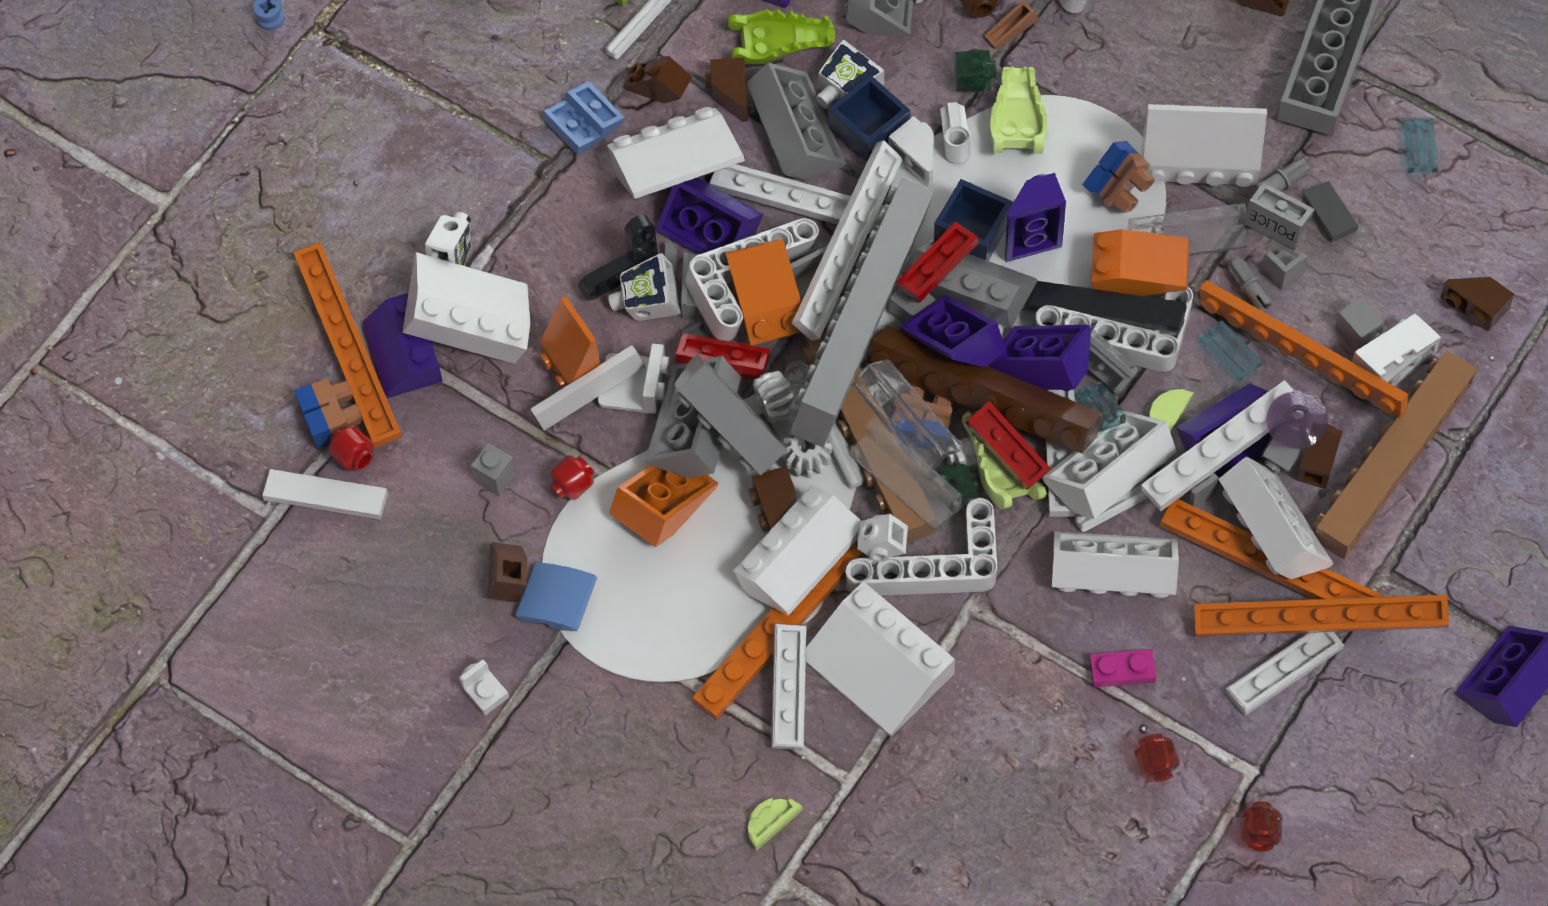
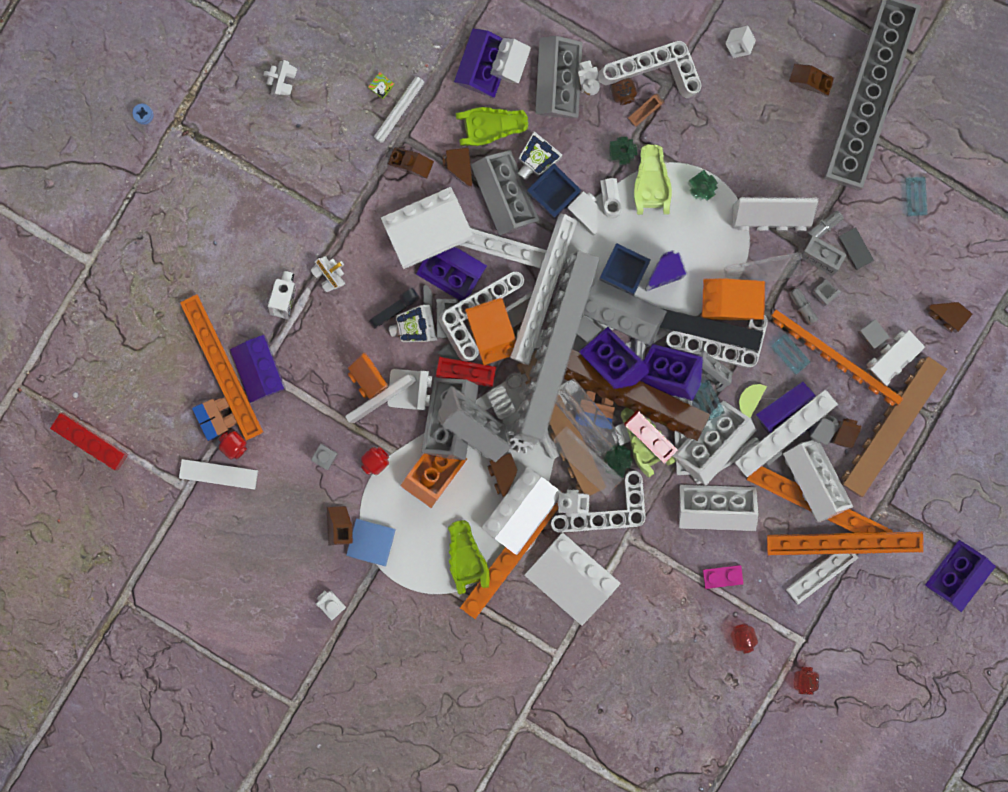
camera: 10 degrees left, 25 degrees up
(130, 437) = (89, 441): none -> red brick
(467, 309) = (299, 344): white slope -> none
(514, 213) = (331, 271): none -> white hips
(583, 118) = (362, 190): medium blue slope -> none
(707, 624) = (466, 560): none -> lime animal
(770, 818) = (511, 682): yellowish green tile -> none
(788, 687) = (518, 599): white tile -> none
(937, 262) = (603, 310): red hinge -> none
(1094, 116) = (703, 179): none -> clear green brick
(1117, 175) = (719, 232): nougat hips -> none
(1297, 432) = (823, 417): clear purple dish -> none

